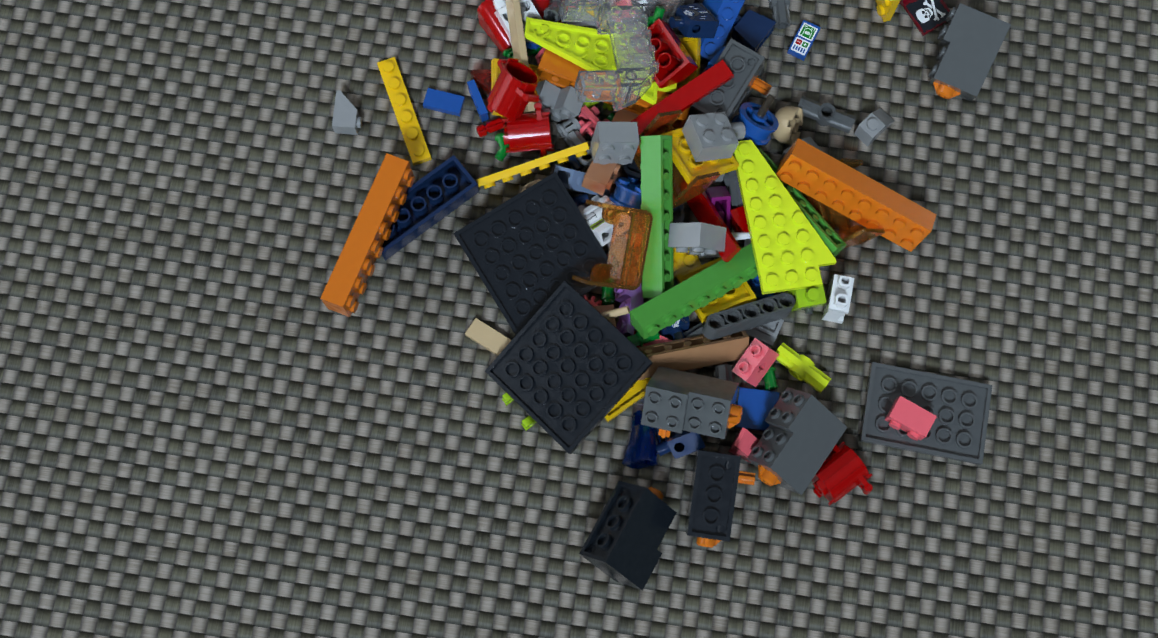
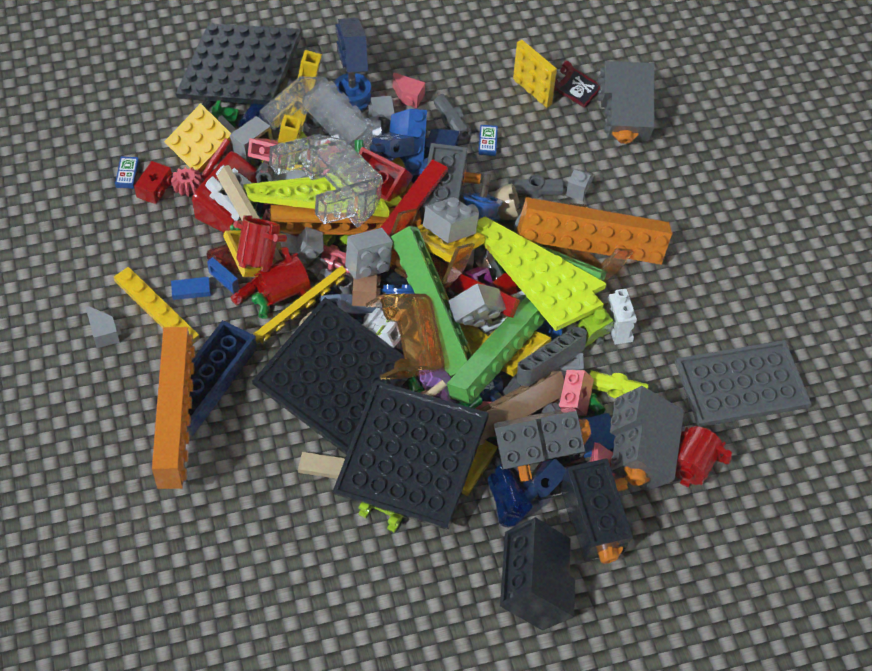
camera: 25 degrees left, 20 degrees down
(910, 418) = (732, 387): coral brick -> none

